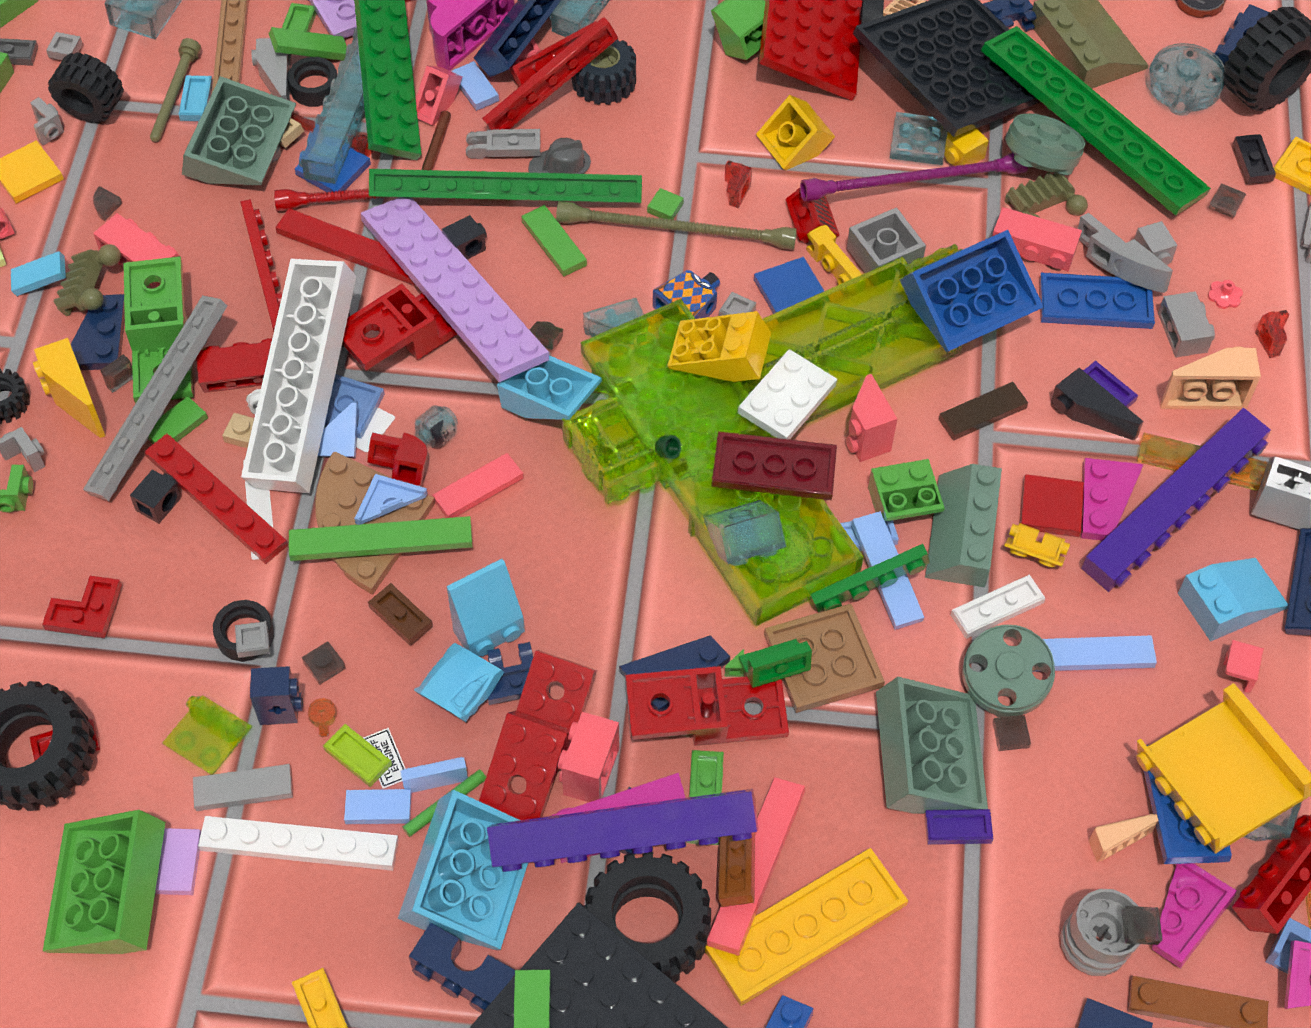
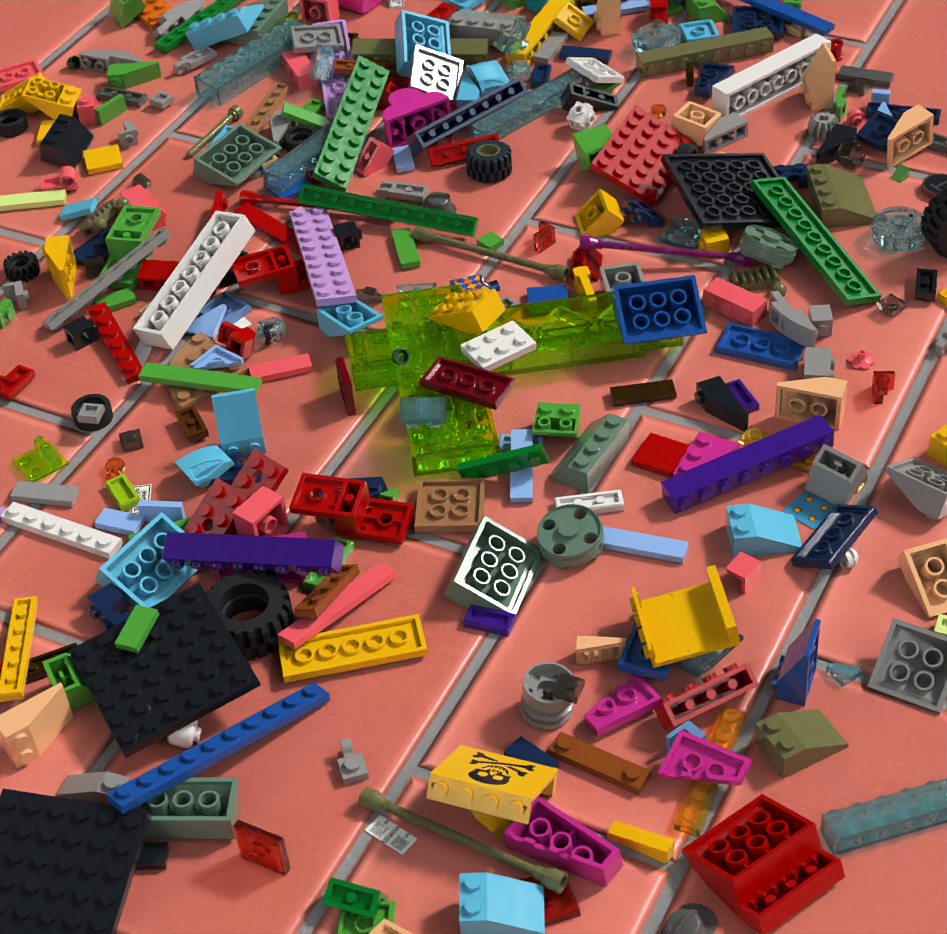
camera: 25 degrees right, 15 degrees down
(85, 87) = (157, 117): black tyre -> none
(275, 695) = (87, 445): dark blue brick -> none
(436, 141) = (364, 181): copper bar -> none
(551, 76) = (447, 154): red plate -> none
(596, 502) = (345, 386): none -> dark red tile
(776, 662) = (411, 494): green panel -> none
(847, 111) = (644, 213): none -> dark blue plate
(871, 422) = (551, 377): coral slope -> none
(1011, 733) = (557, 576): clear smoke tile -> none
(1026, 544) = (626, 469): yellow hinge -> none
(1268, 542) = (809, 509): none -> dark azure sticker

